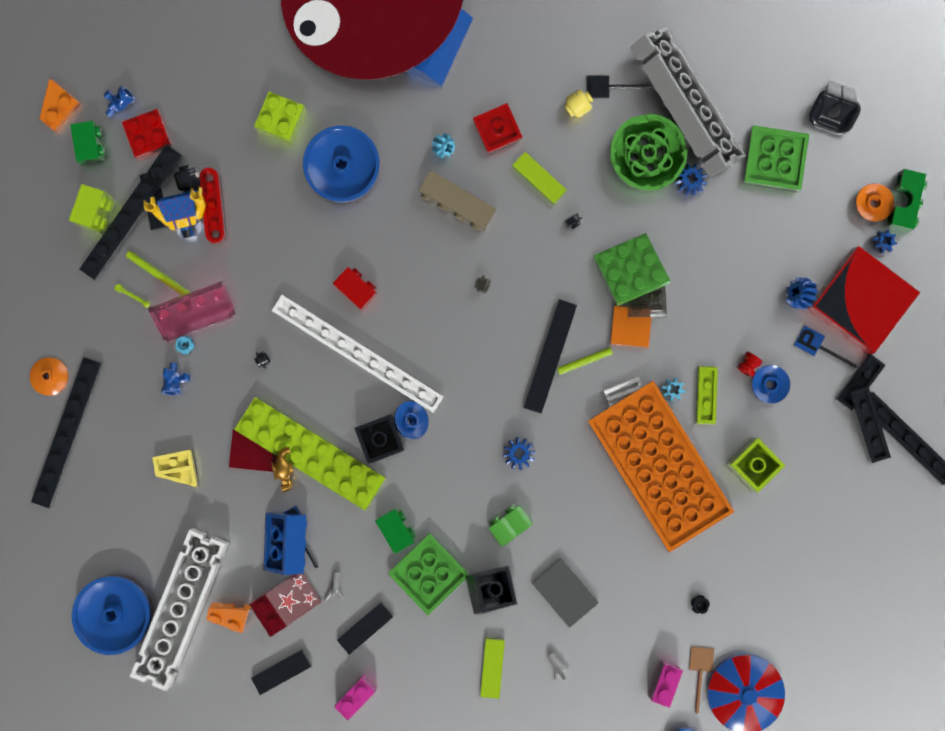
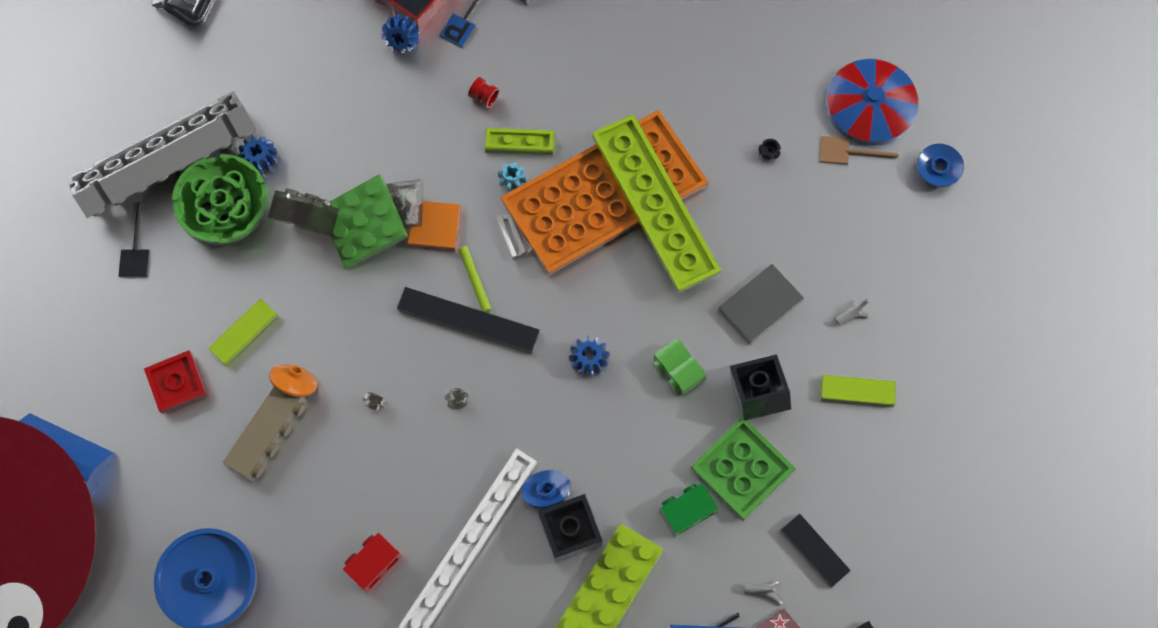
camera: 85 degrees left, 15 degrees down
(355, 697) = (905, 560): dark pink brick -> none
(443, 145) = (191, 448): medium azure gear -> none
(484, 349) = (456, 398): none -> clear smoke plate
(497, 220) = (292, 380): none -> orange dish
(573, 221) = (300, 290): black plate -> none
(578, 103) = (152, 282): light yellow head -> none
(635, 221) = (303, 211): none -> clear smoke brick
(648, 508) = (656, 203): none -> lime plate
(665, 684) = (866, 187): dark pink brick -> none
(755, 465) = (602, 84): lime brick -> none
(776, 158) = (238, 61): bright green plate -> none
(780, 383) = (507, 60): blue dish -> none

